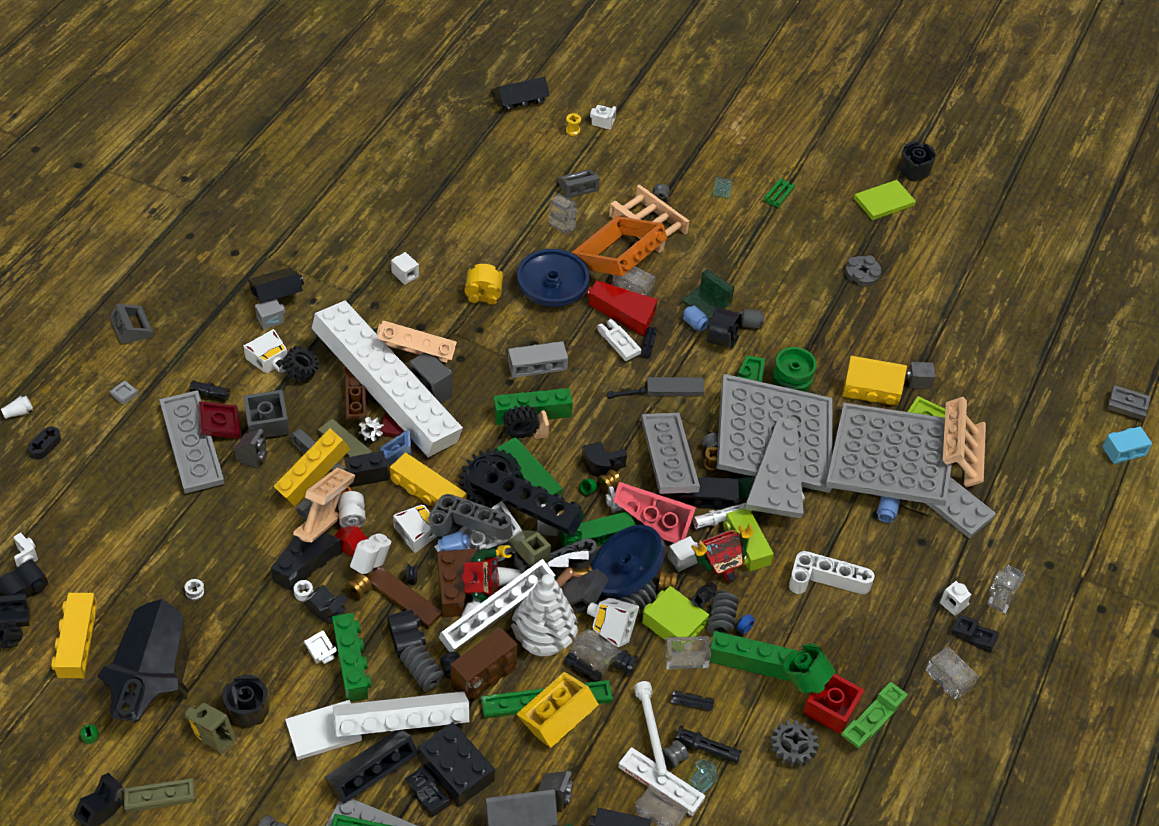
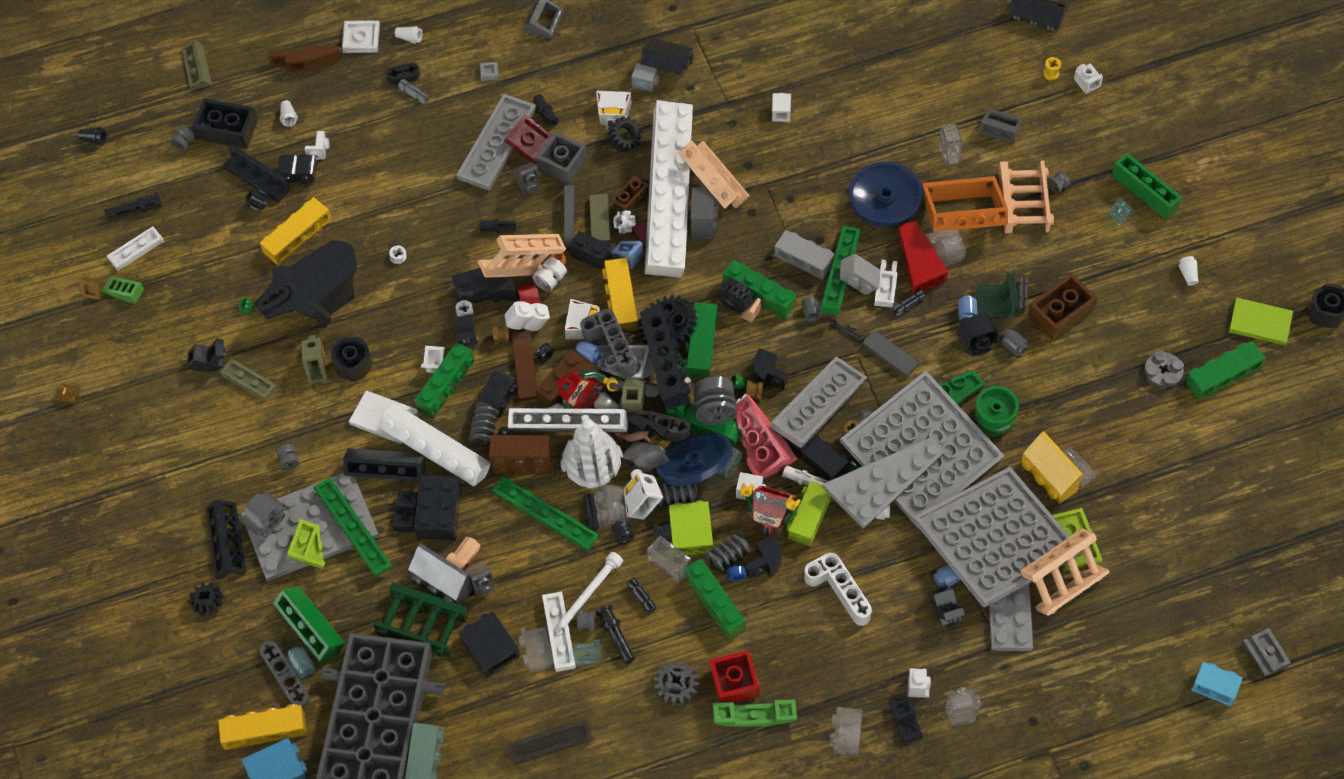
camera: 50 degrees right, 10 degrees up
(69, 450) = (413, 91): none -> dark grey axle
(262, 505) = (496, 225): none -> black axle
(312, 467) = (551, 220): yellow brick -> none
(483, 284) = (823, 162): yellow brick -> none
(517, 779) = (464, 553): none -> light nougat piece
(558, 709) = (538, 525): yellow slope -> none
(579, 351) = (835, 286): none -> green tile
(589, 391) = (811, 309): none -> dark grey piece
(598, 342) = (860, 274): none -> light grey brick
(601, 503) = (714, 400): none -> dark grey wheel
(657, 639) = (663, 530): none -> black wheel
(667, 580) = (714, 498): pearl gold wheel -> none
(704, 594) = (727, 527): black pin -> none
(718, 159) = (1146, 186): none -> green brick
(755, 592) = (770, 558): none -> black brick
(758, 271) = (1062, 306): none -> reddish brown brick
(783, 185) = (1169, 247): green tile -> none
(807, 196) = (1189, 269): none -> white cone
(808, 669) = (731, 638): green brick -> none
(901, 243) = (1225, 370): none -> green brick
(911, 530) = (945, 605): none -> black brick
(920, 375) = (1103, 492): flat silver brick -> none

